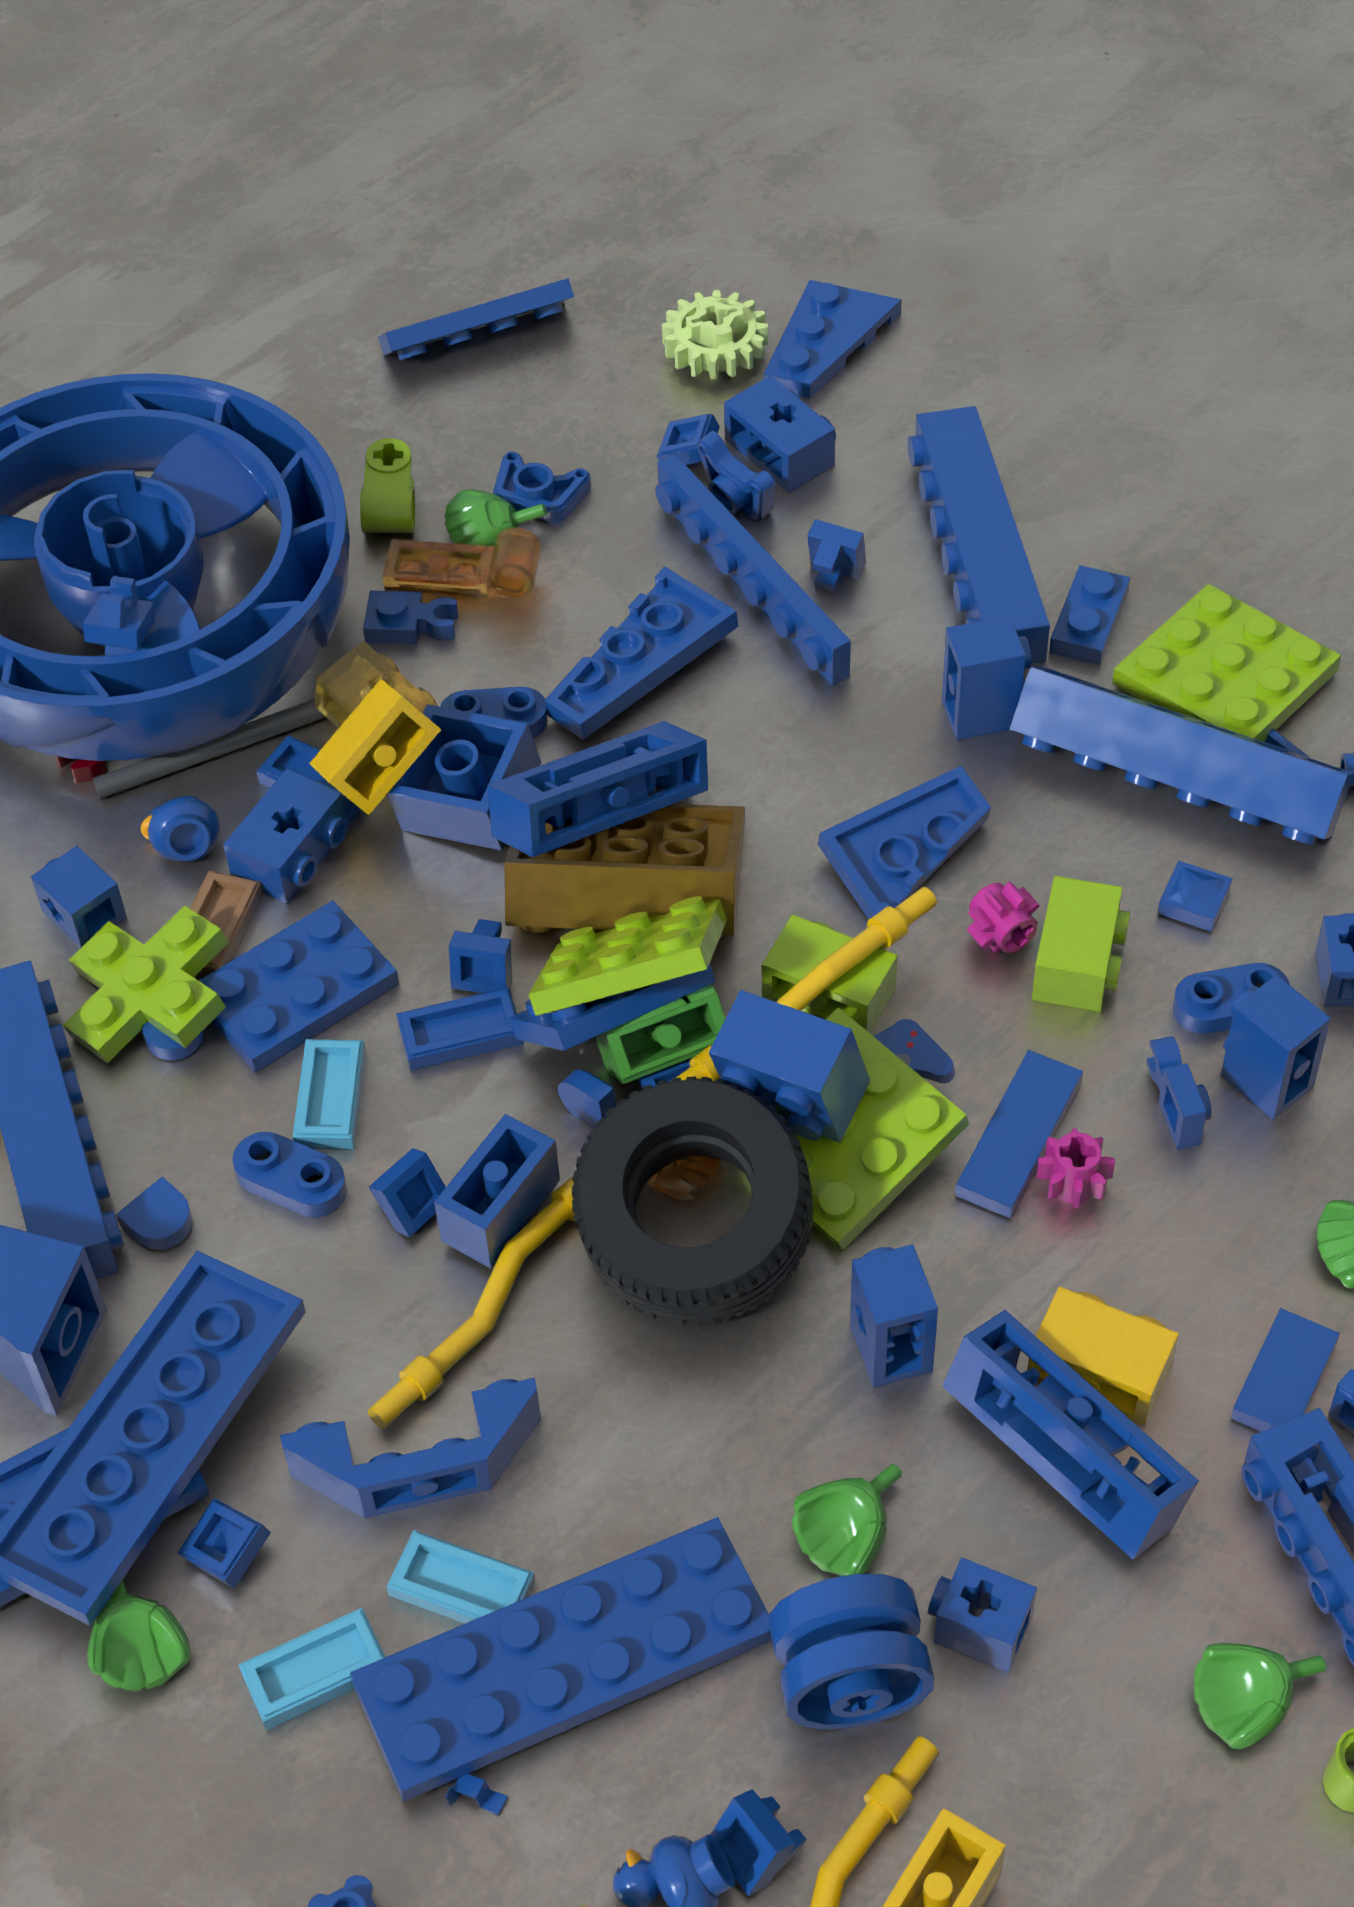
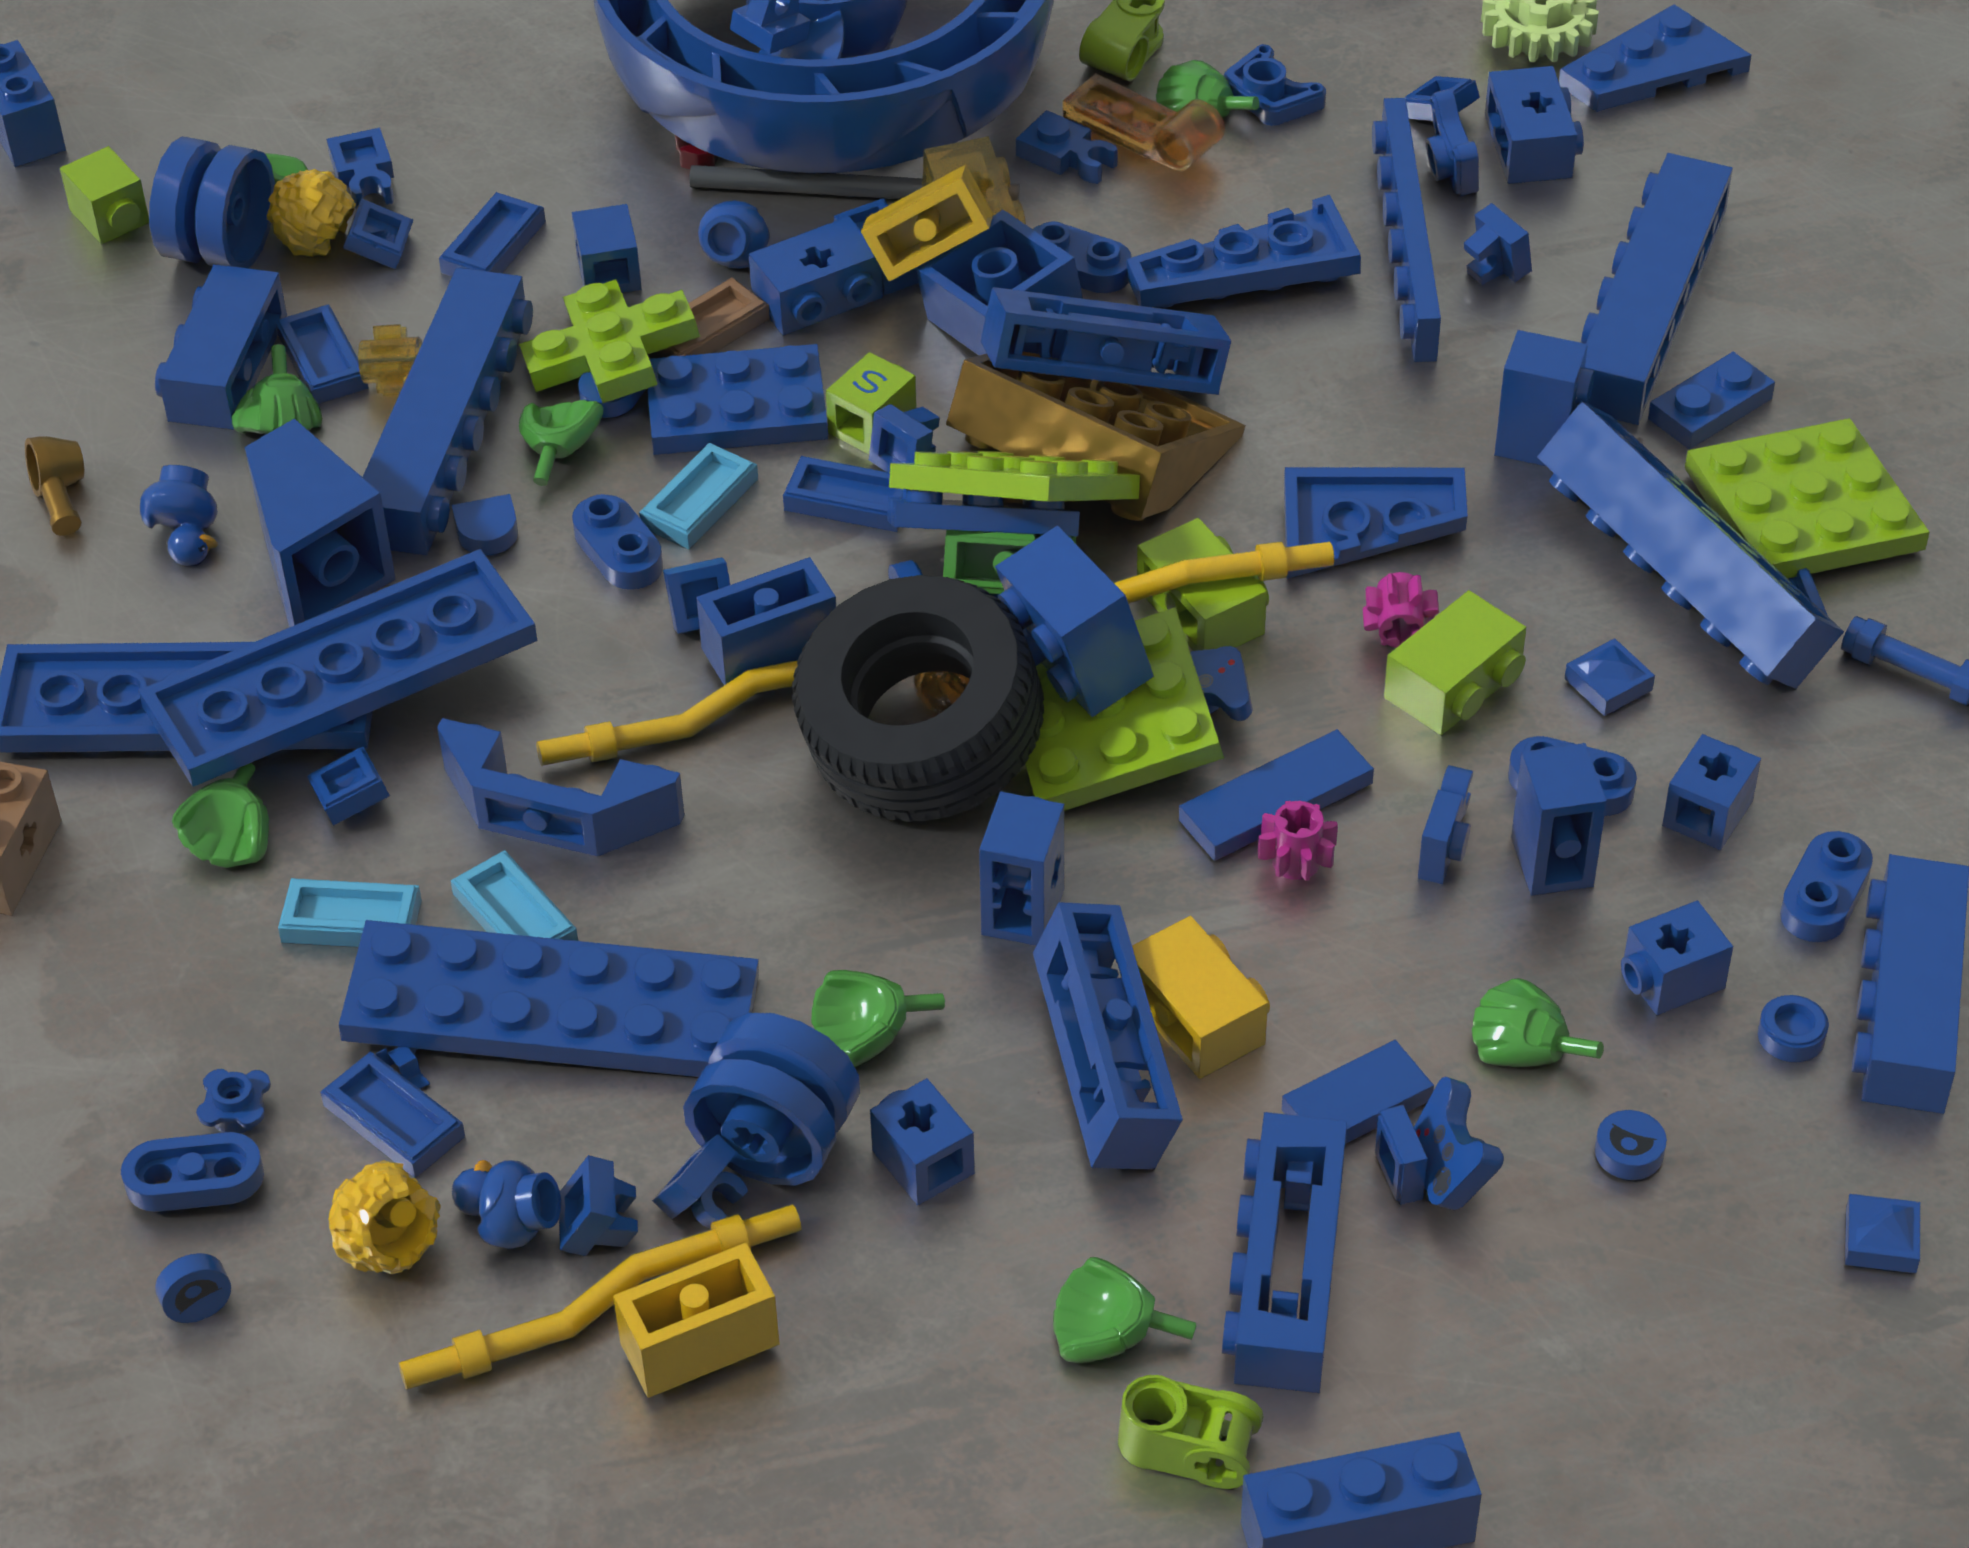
camera: 30 degrees right, 5 degrees down
(160, 1092) = (557, 431): none -> bright green piece
(423, 933) = (861, 392): none -> lime brick
(500, 1847) = (393, 1114): none -> blue tile
(824, 1760) = (697, 1181): none -> blue tile

